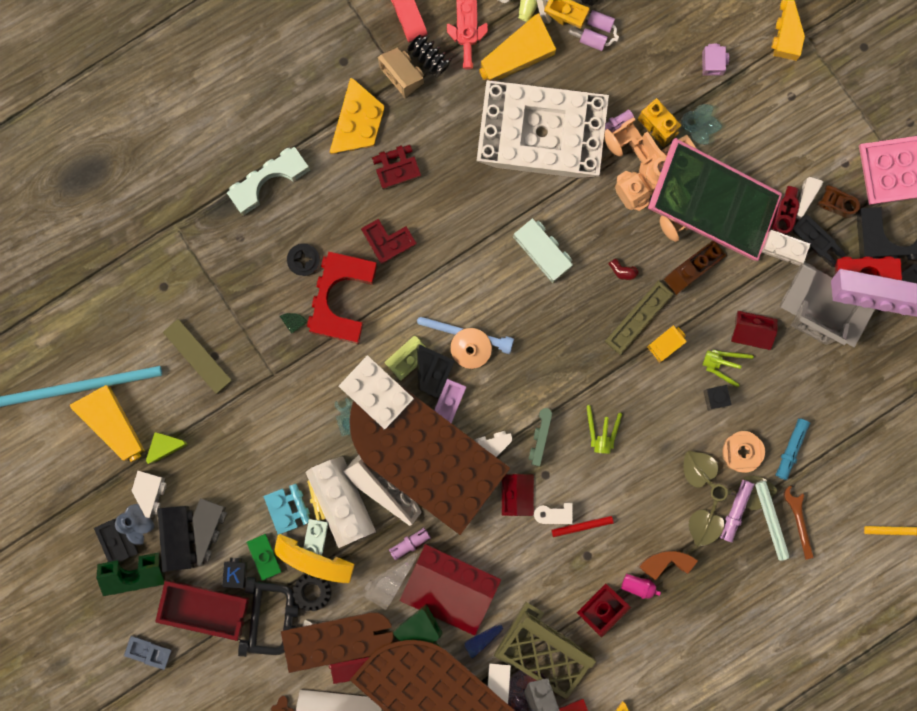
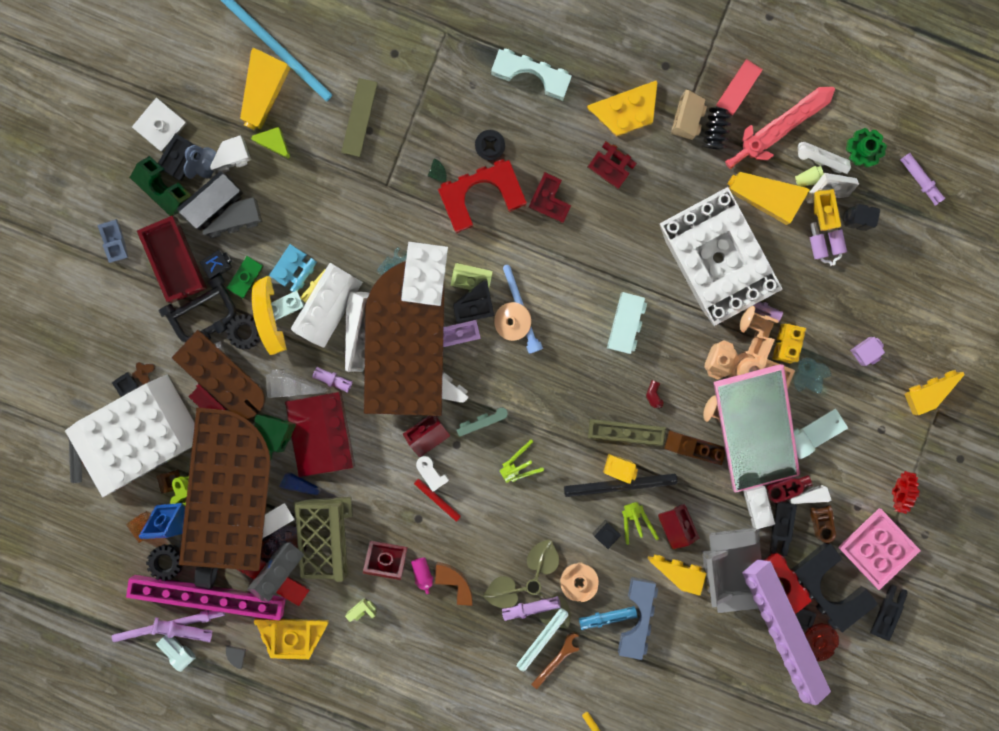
camera: 55 degrees right, 5 degrees up
(75, 537) = (159, 124): none -> white plate
(631, 666) = (358, 610): none -> yellowish green bracket
(682, 355) = (619, 485): none -> black axle
(756, 151) = (818, 432): none -> light aqua door
(803, 356) = (684, 577): none -> yellow slope
(829, 441) = (632, 642): none -> sand blue arch
(860, 112) = (905, 492): none -> red gear

